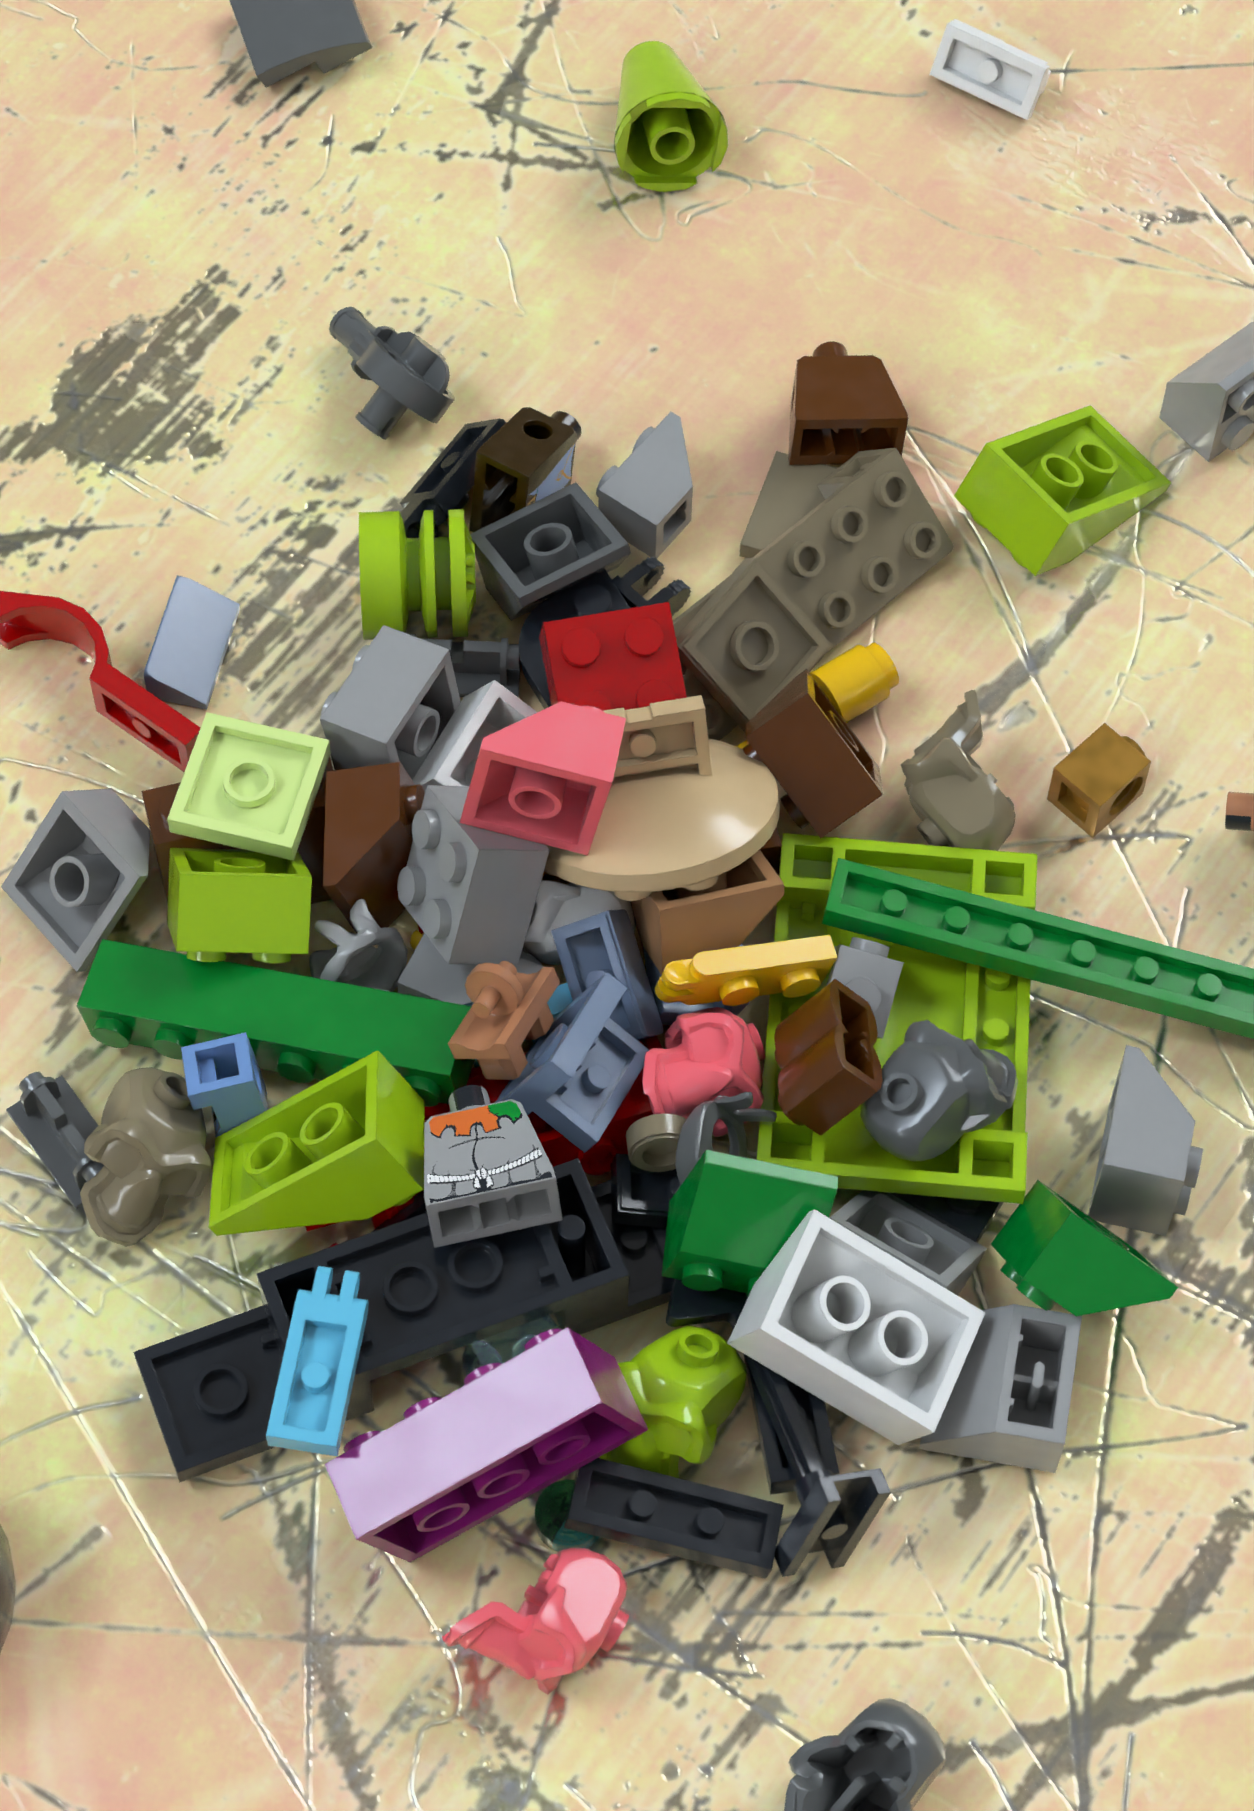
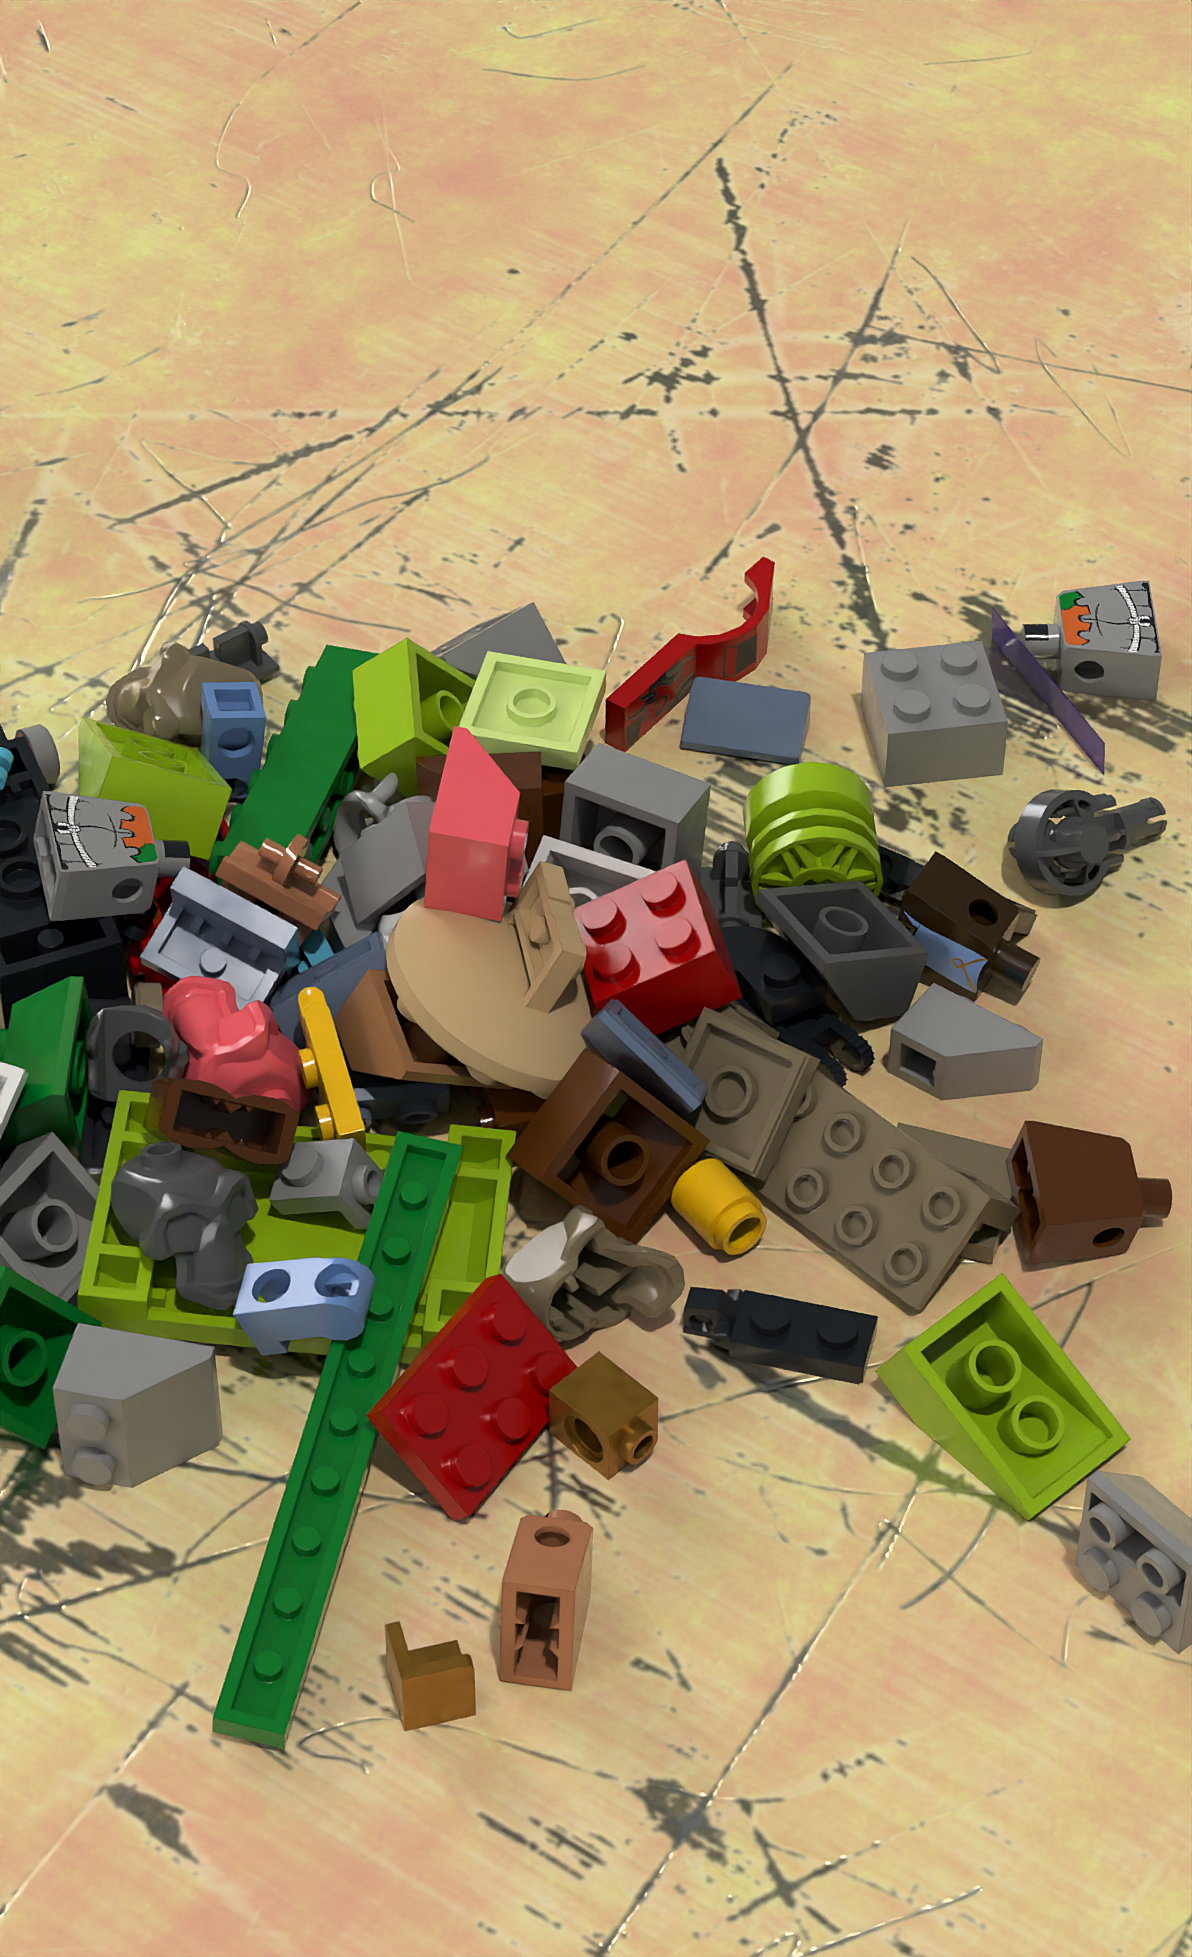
camera: 90 degrees right, 15 degrees down
(106, 334) = (1102, 641): none -> light grey torso
(165, 389) = (1048, 691): none -> sticker
(200, 1304) = (43, 750): none -> light grey tile
(205, 478) = (933, 713): none -> light grey brick
(746, 694) = (644, 1058): none -> sand blue slope
(984, 638) = (783, 1332): none -> black hinge
(1043, 983) = (303, 1301): none -> medium blue leg
(1102, 867) = (473, 1397): none -> red plate

